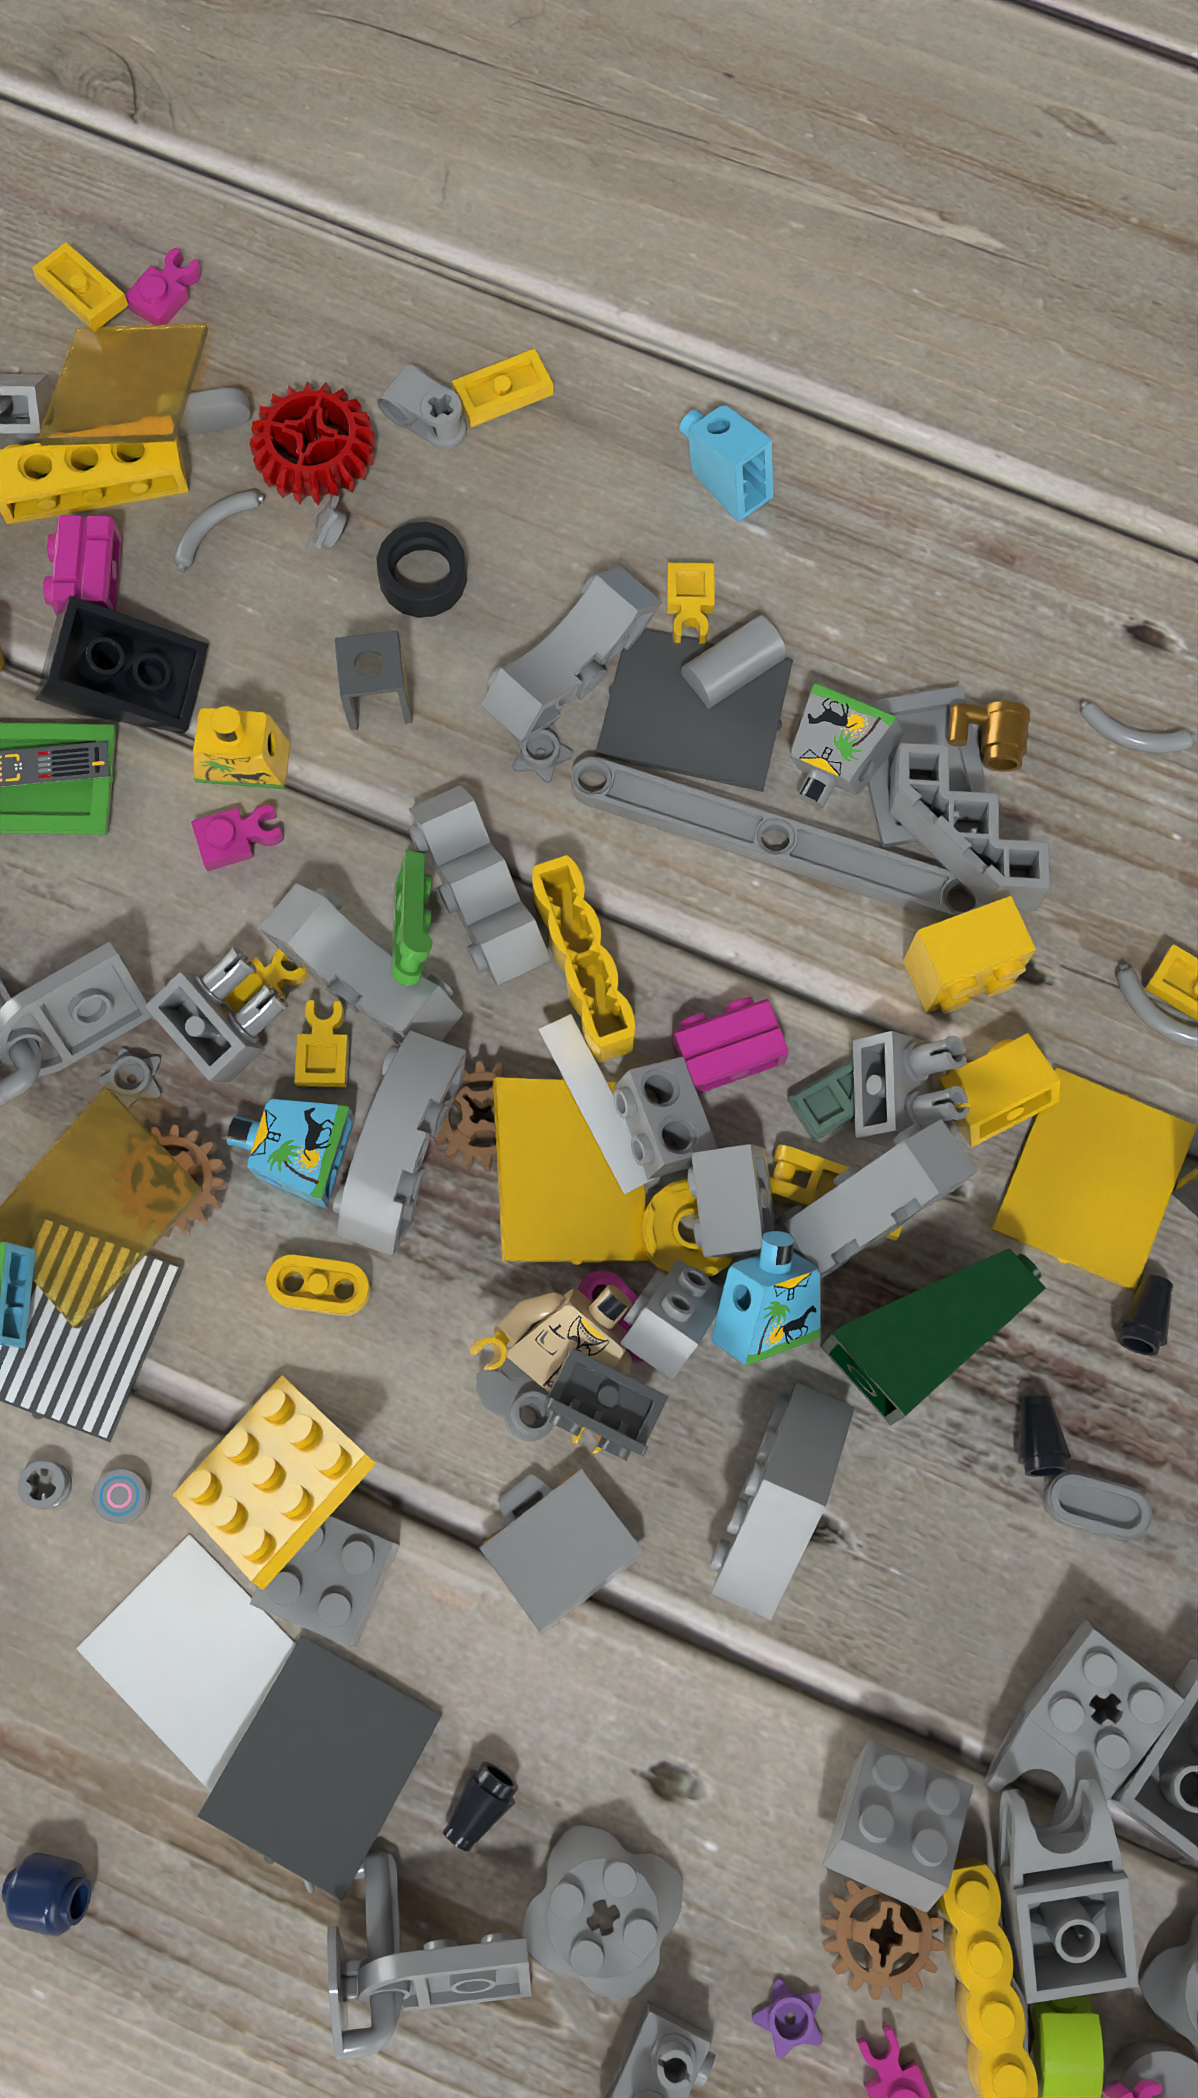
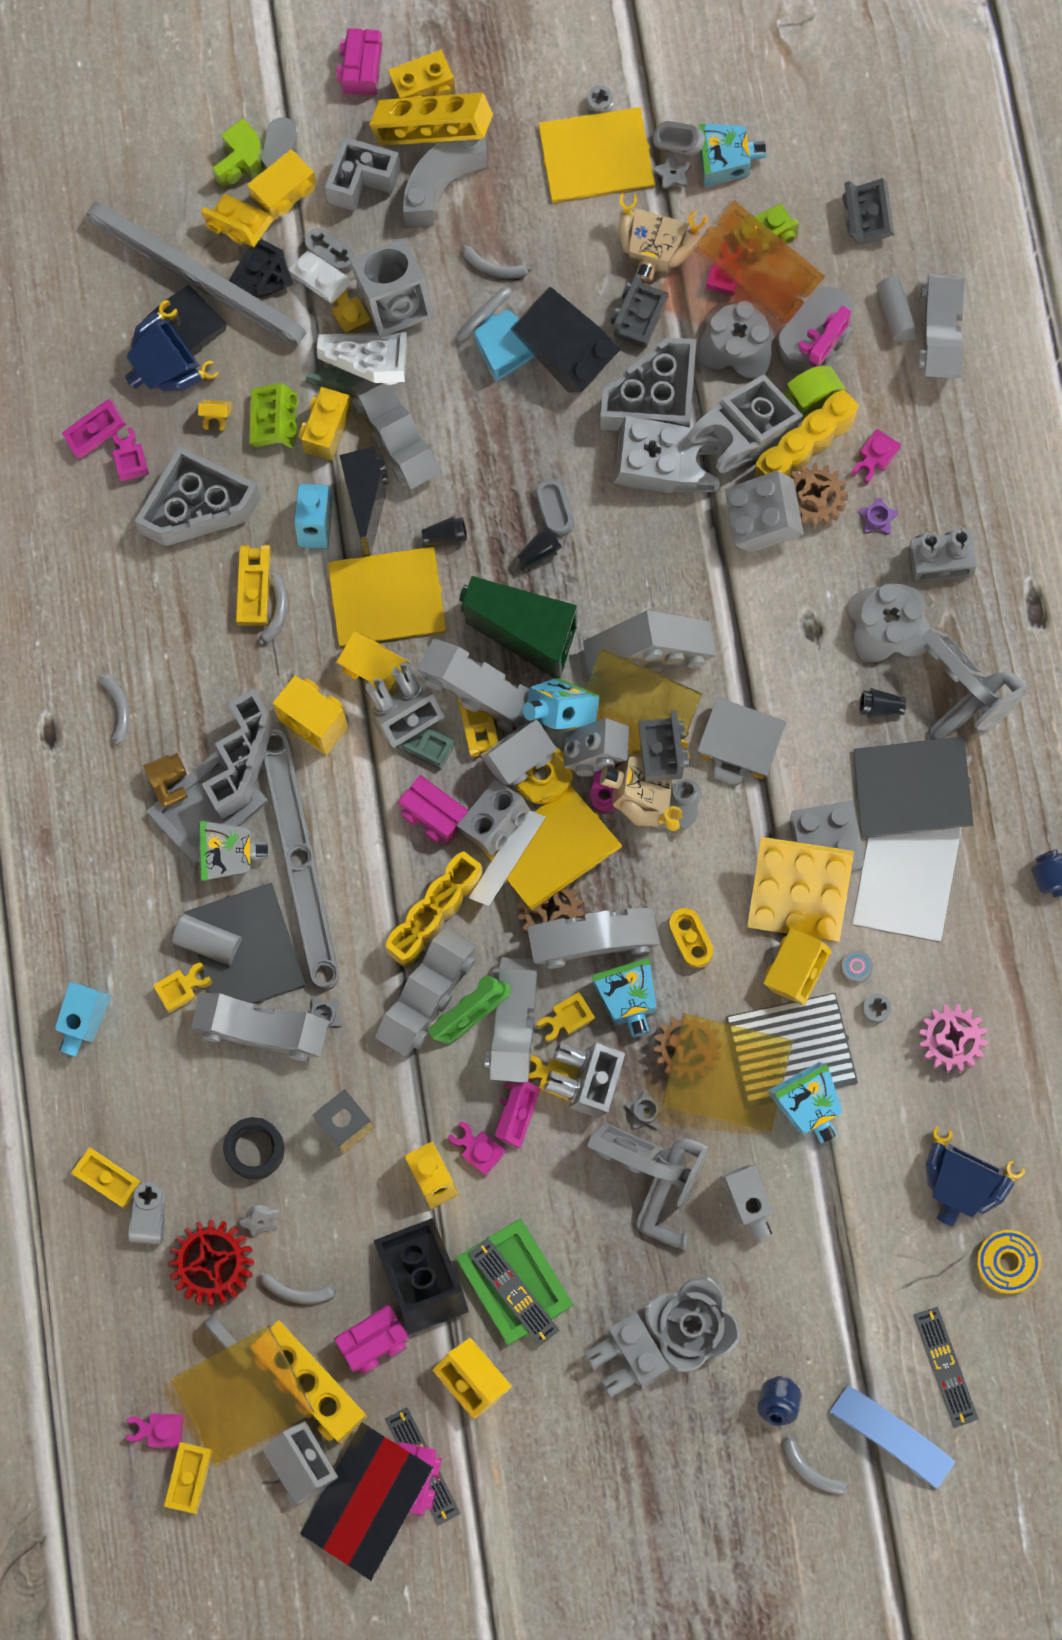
camera: 115 degrees left, 0 degrees up
(171, 1402) = (797, 966): none -> yellow brick
(236, 903) = (517, 1113): none -> dark pink plate
(708, 1423) = (638, 694): none -> clear yellow piece

